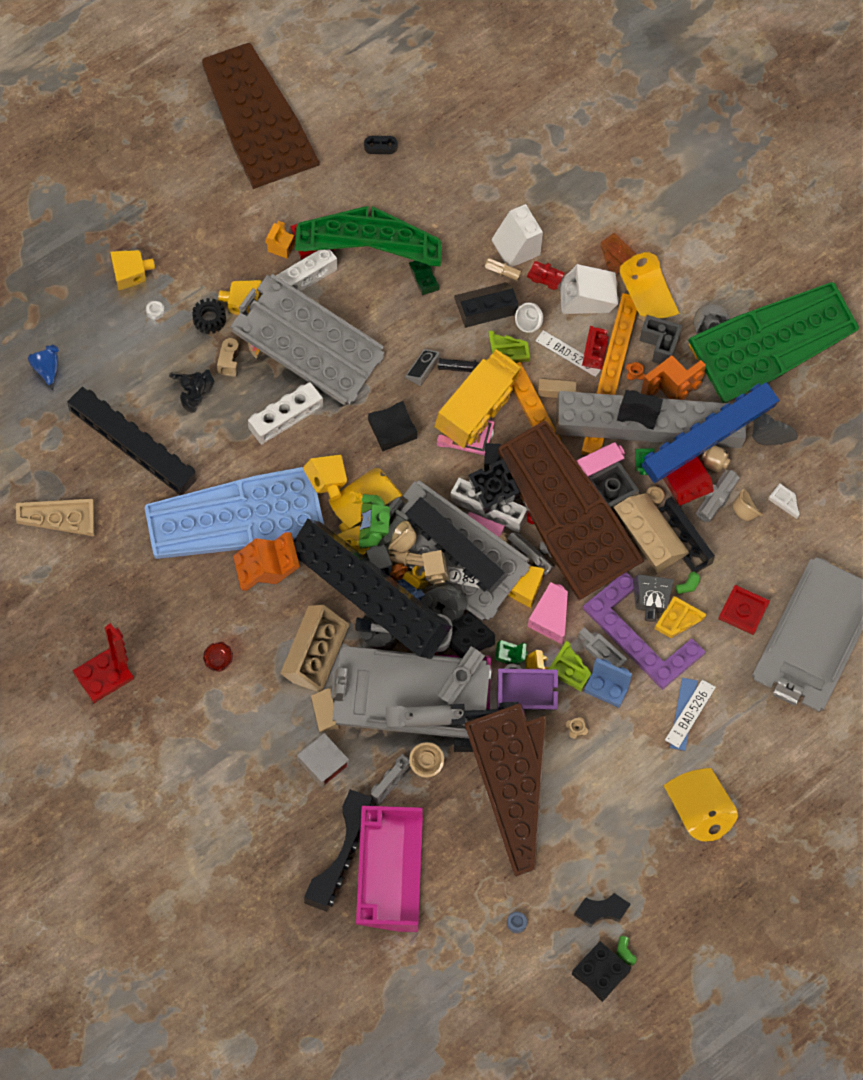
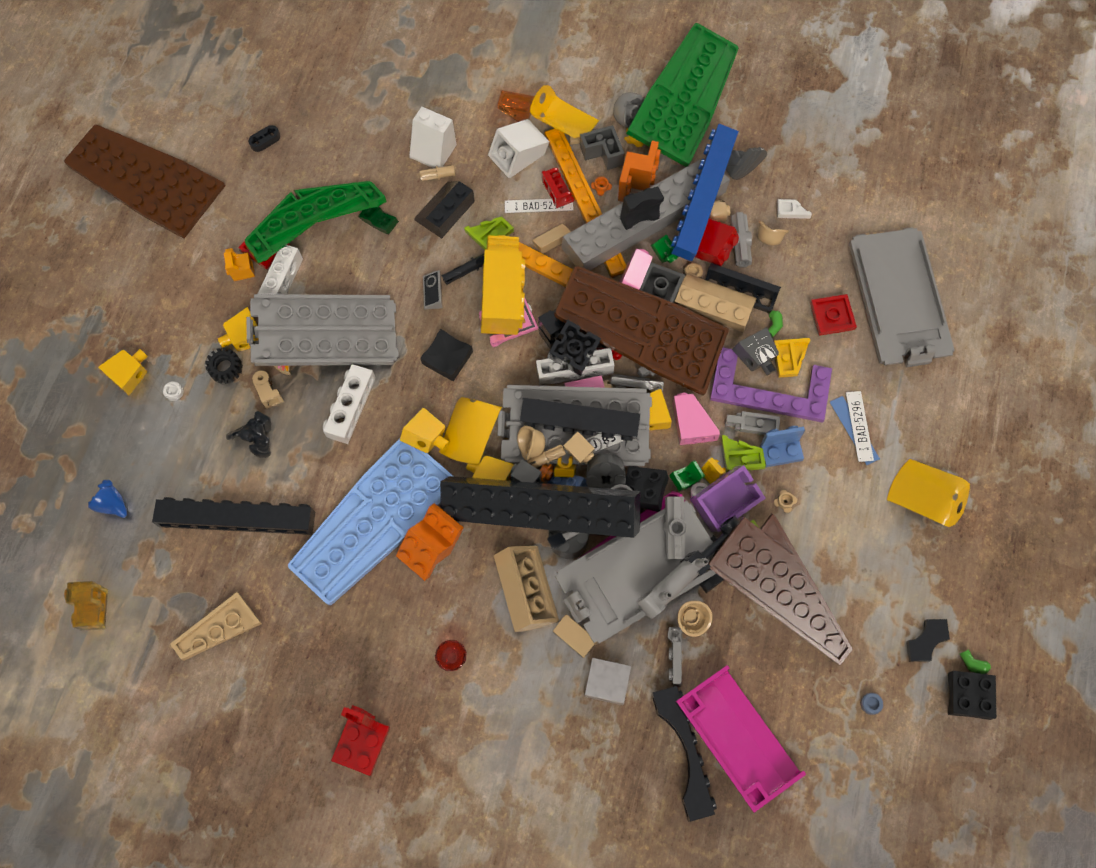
camera: 30 degrees left, 5 degrees up
(374, 520) = (497, 444): bright green torso -> none
(529, 317) = (488, 196): white piece -> none
(546, 275) = (475, 155): red hips -> none

